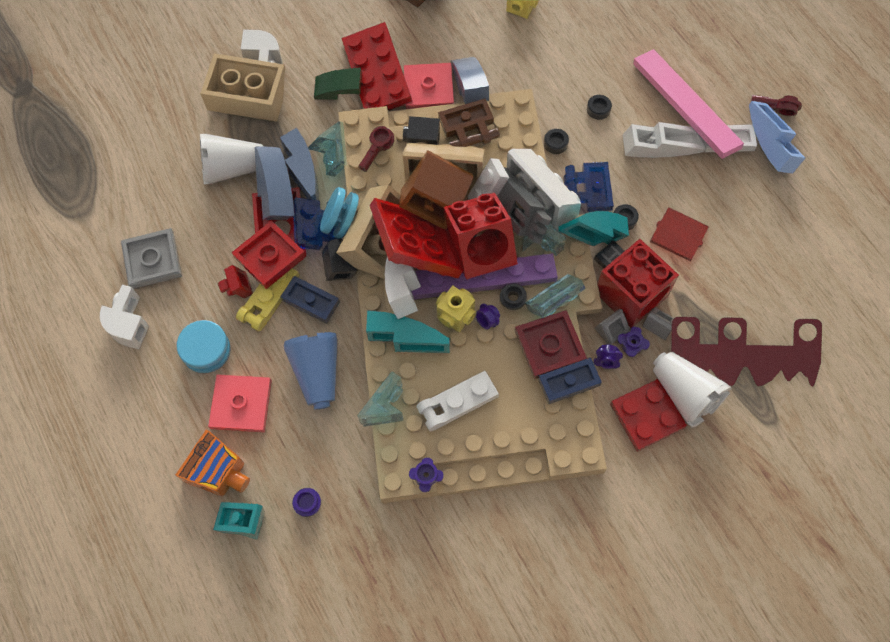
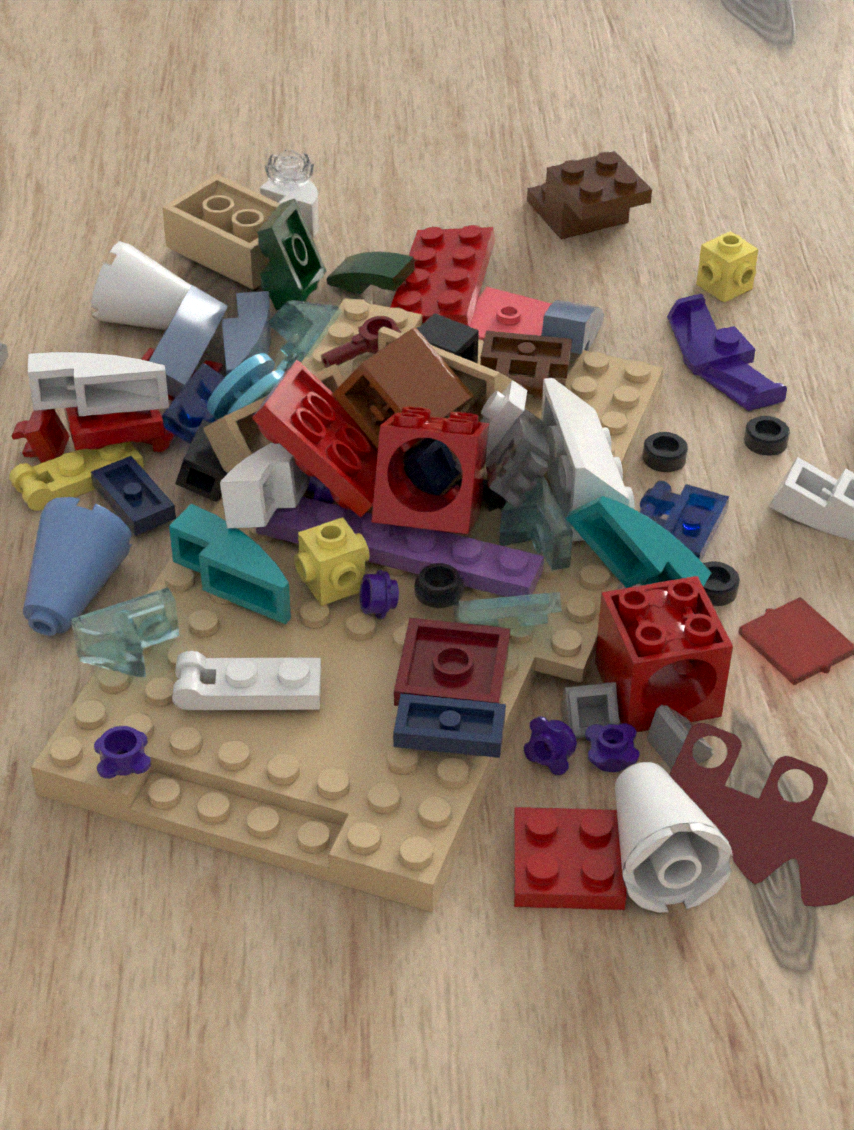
camera: 25 degrees right, 25 degrees down
(253, 31) = (289, 170): none -> clear plate
(255, 246) = (96, 383): none -> white slope
(296, 100) = (293, 256): none -> dark green plate
(547, 60) = (721, 355): none -> dark purple plate

